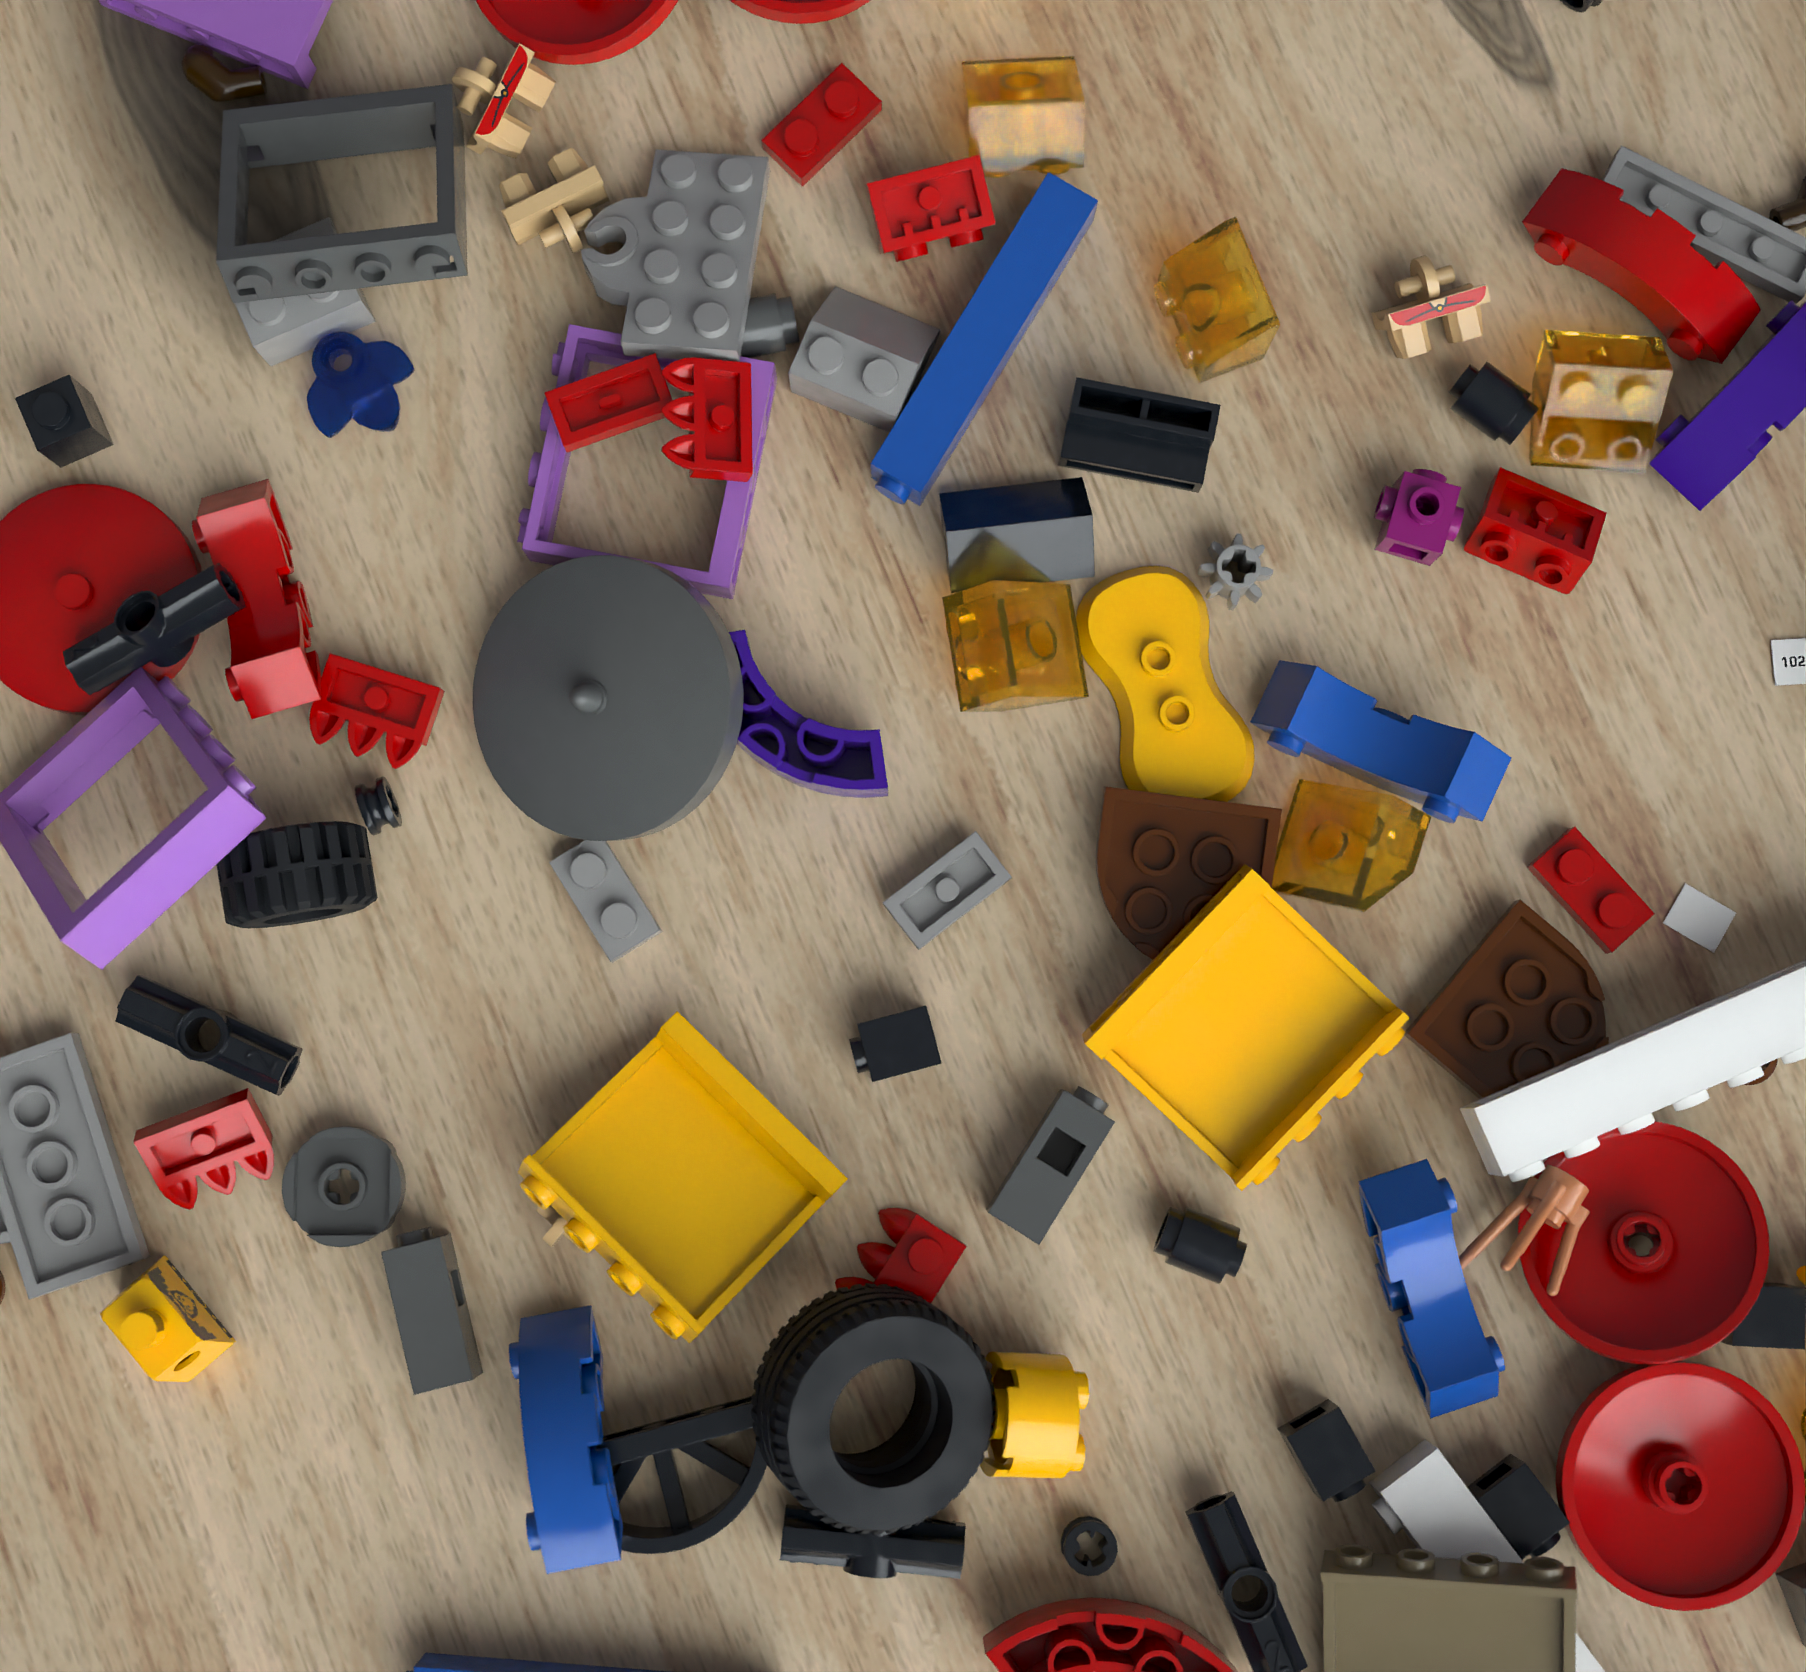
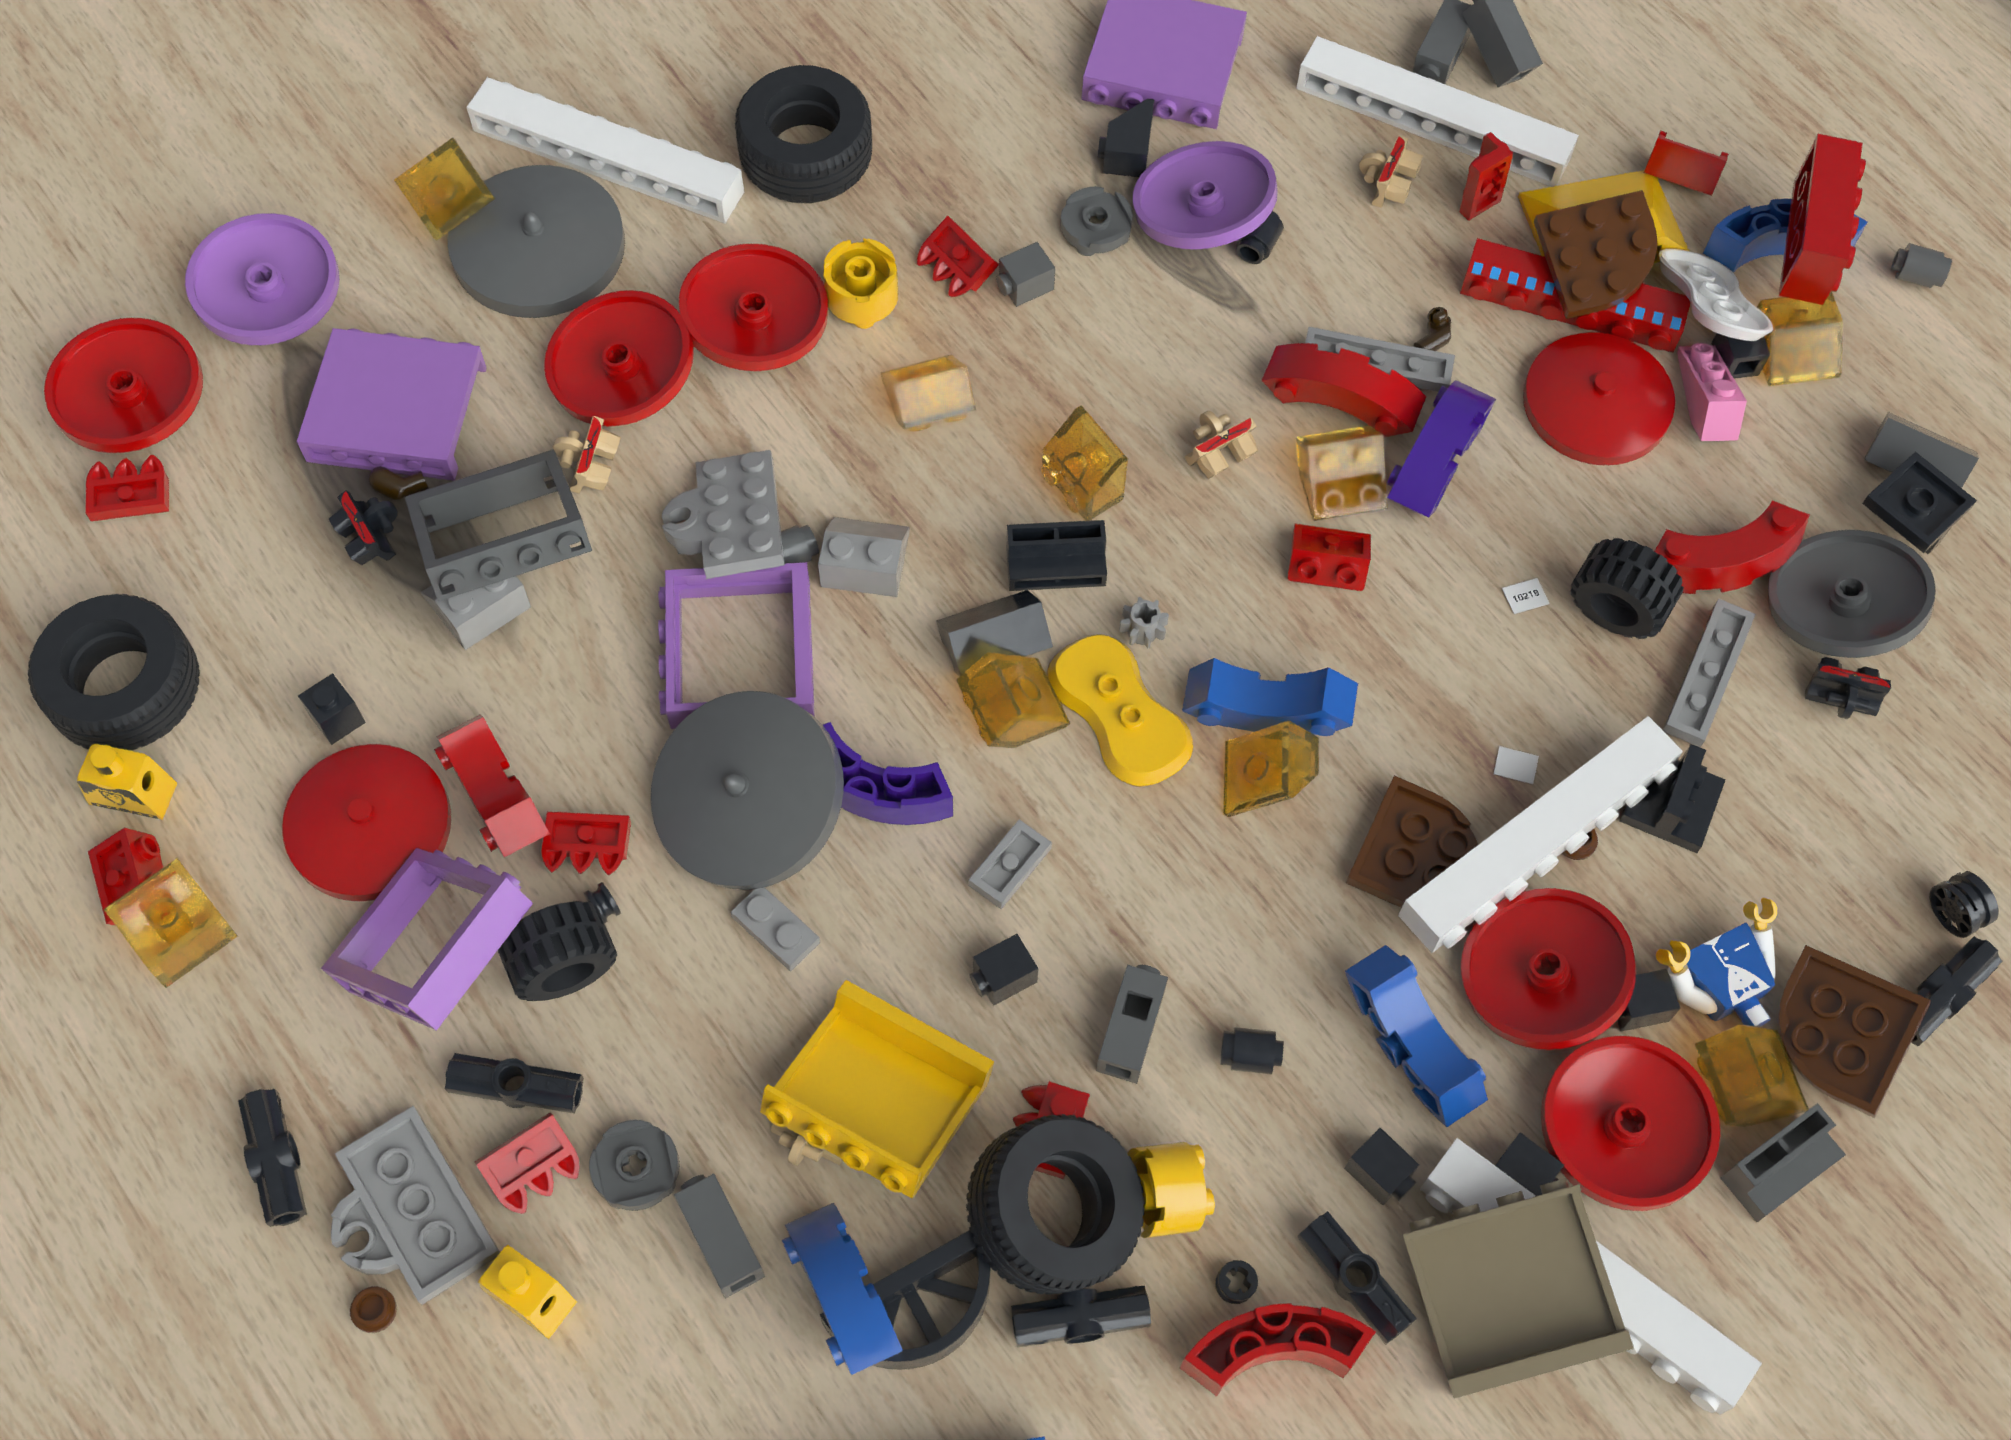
camera: 15 degrees left, 20 degrees down
(154, 629) = (423, 816): black piece -> none
(168, 138) = (370, 522): none -> black hips
(362, 390) = (531, 648): clear blue plate -> none
(558, 210) = (639, 509): tan hips -> none
(609, 402) = (705, 607): red plate -> none
(714, 414) = (777, 598): red plate -> none
(822, 124) = (800, 426): red plate -> none
(929, 206) = (885, 453): red bracket -> none
(982, 341) = (938, 526): blue brick -> none
(1172, 855) = (1171, 816): reddish brown plate -> none
(1246, 1028) = (1237, 899): yellow panel -> none
(1418, 516) = (1251, 561): magenta brick -> none
(1492, 402) = (1277, 487): black brick -> none
(1551, 1201) = (1477, 957): nougat plant -> none
(1590, 890) = (1438, 763): red plate -> none

